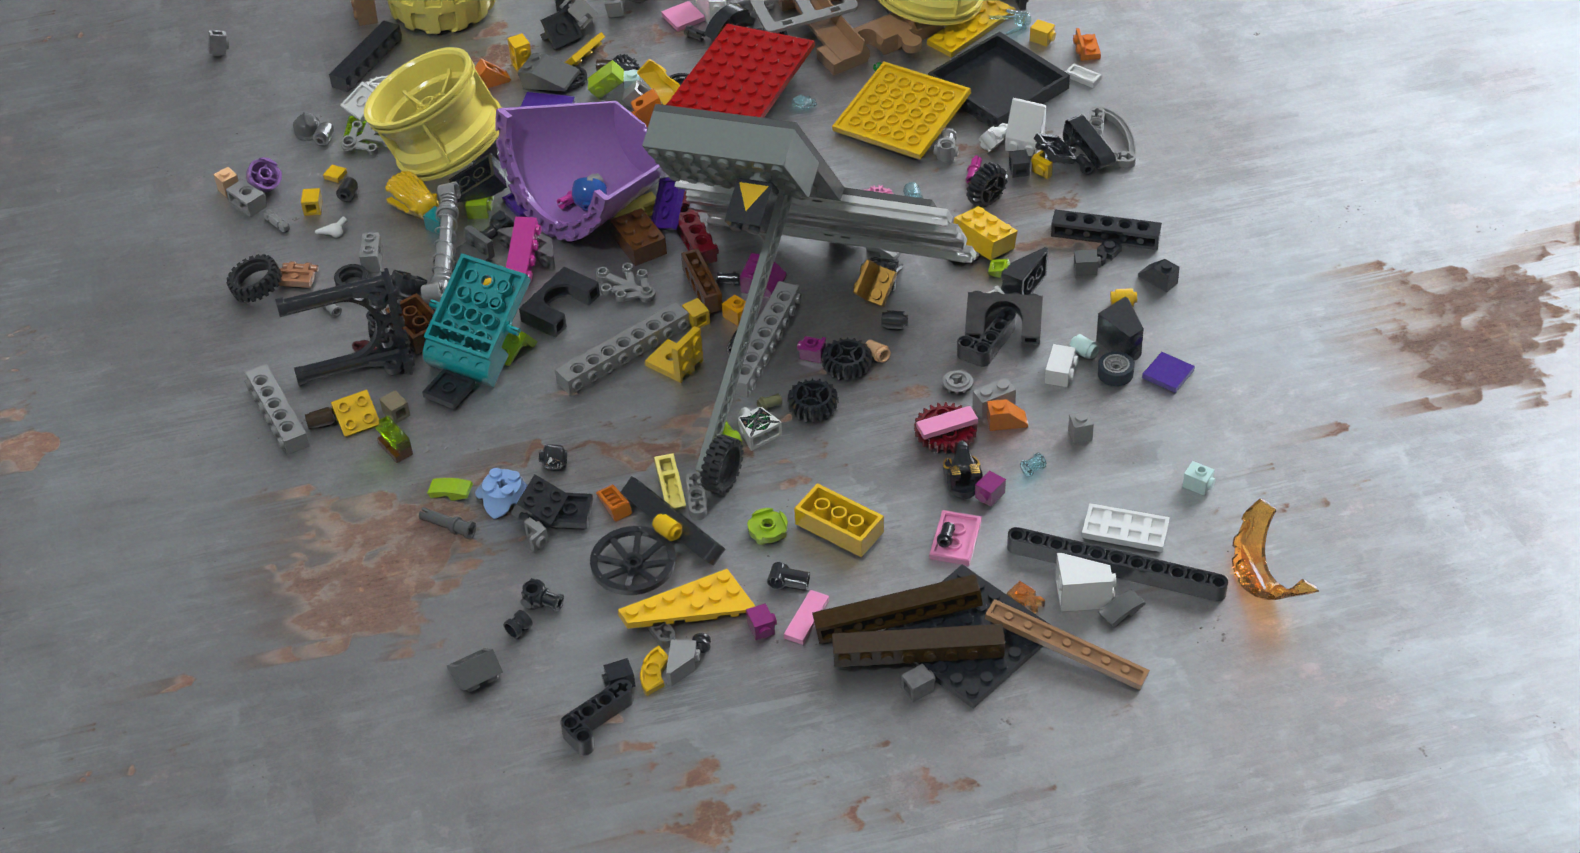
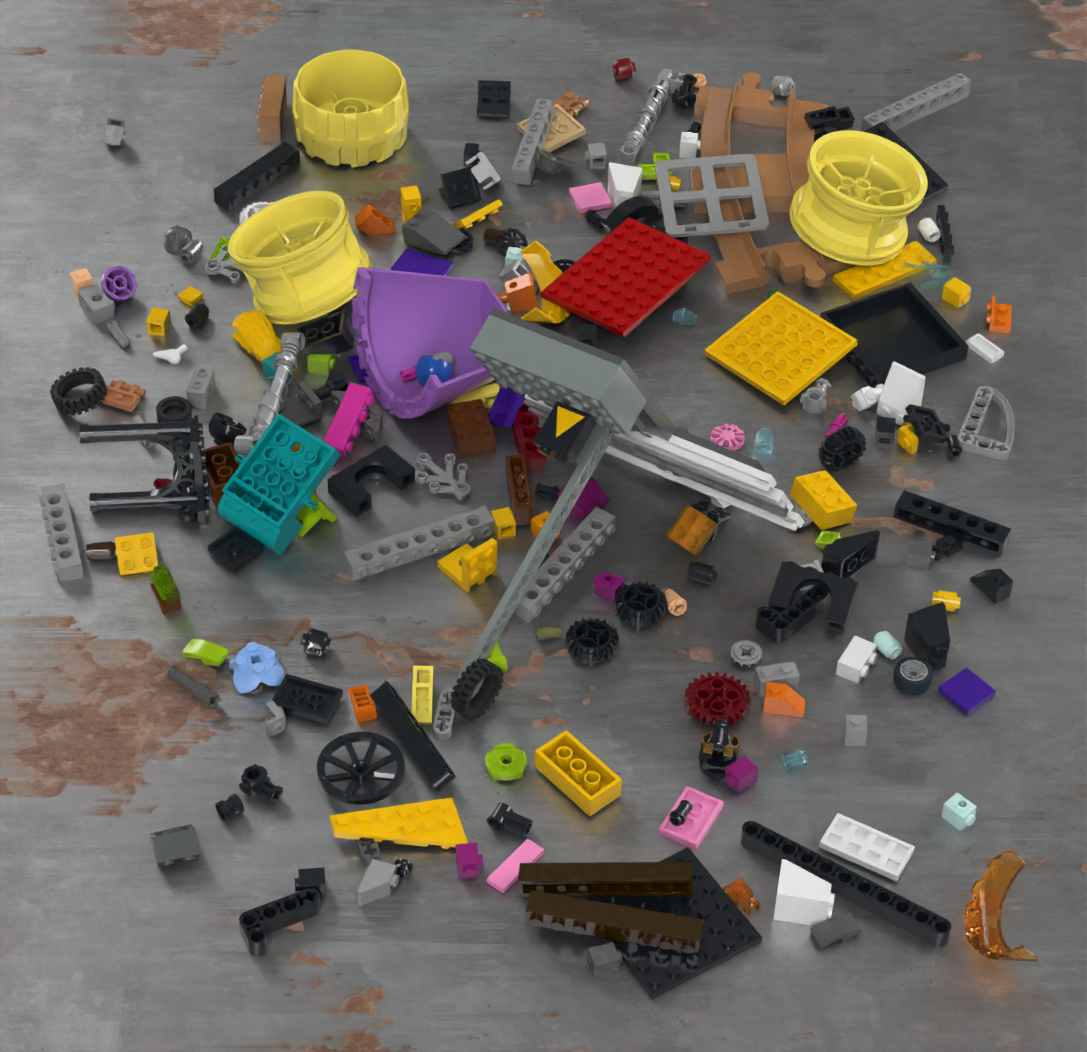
camera: 10 degrees right, 0 degrees up
(356, 101) = (231, 222): white tile -> none
(395, 406) = (176, 555): dark tan brick -> none
(540, 500) = (288, 685): black bracket -> none
(605, 79) = (488, 252): lime brick -> none
(652, 670) = (346, 885): yellow tile -> none
(667, 527) = (403, 741): yellow brick -> none
(758, 427) = (528, 656): white torso -> none
(947, 422) = (718, 695): bright pink tile -> none
(1067, 644) = (765, 956): medium nougat plate -> none
(1080, 131) = (958, 412): black beam -> none

